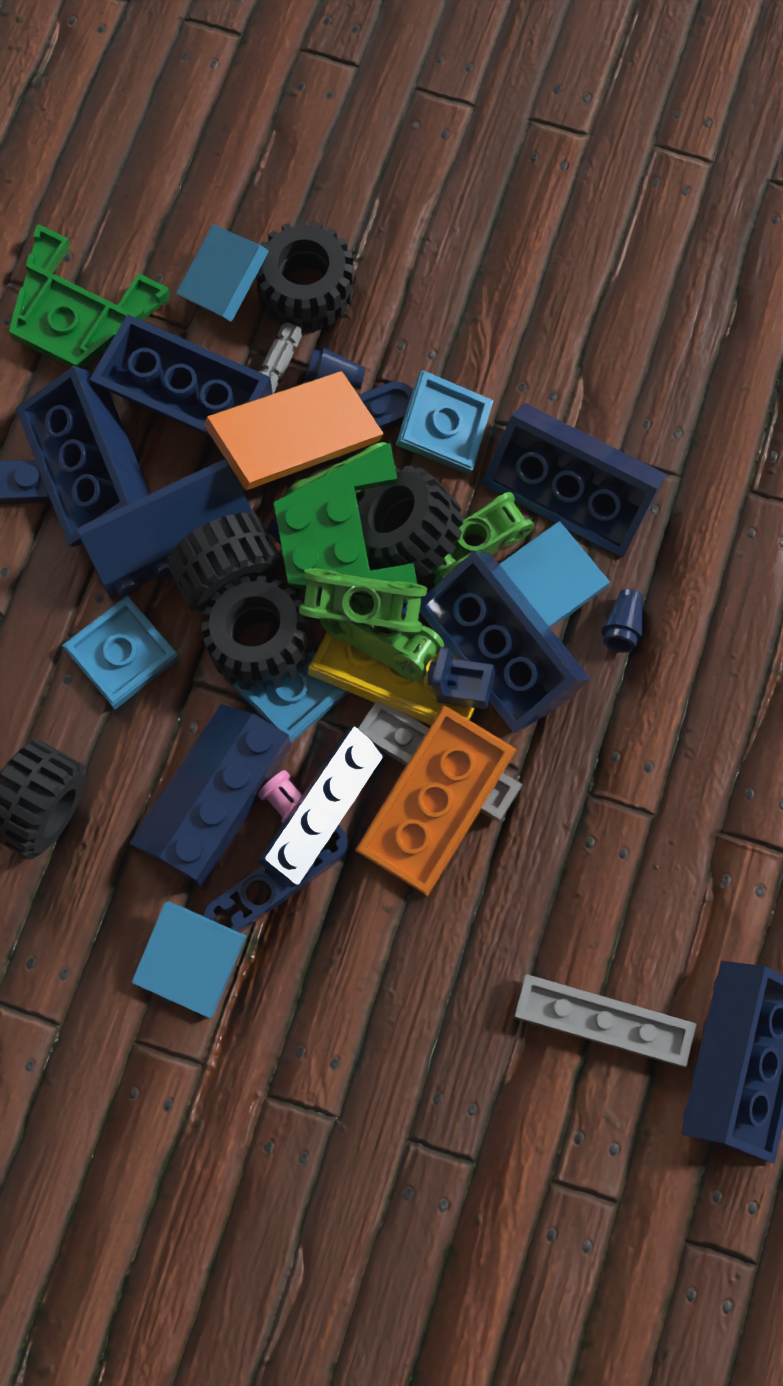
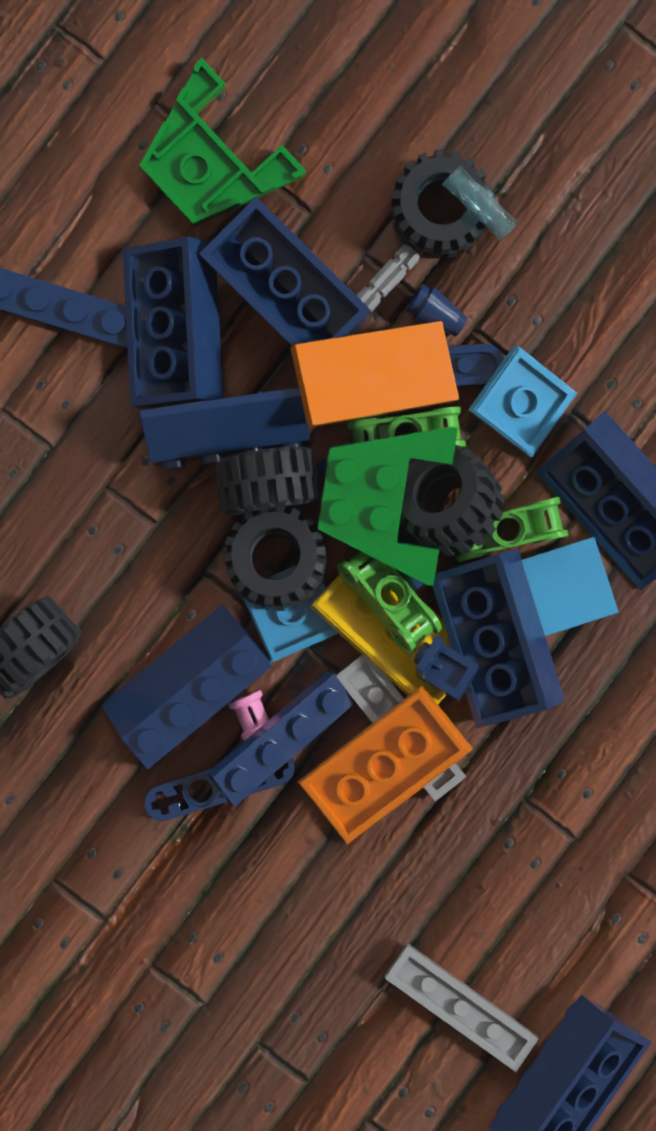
camera: 20 degrees right, 15 degrees up
(121, 652) = (148, 522): dark azure tile -> none
(189, 959) = (121, 829): dark azure tile -> none
(222, 272) = (362, 176): dark azure tile -> none
(338, 604) = (392, 591): bright green piece -> none
(339, 251) = (480, 203): none -> clear light blue pin
(624, 624) = (617, 655): dark blue cone -> none

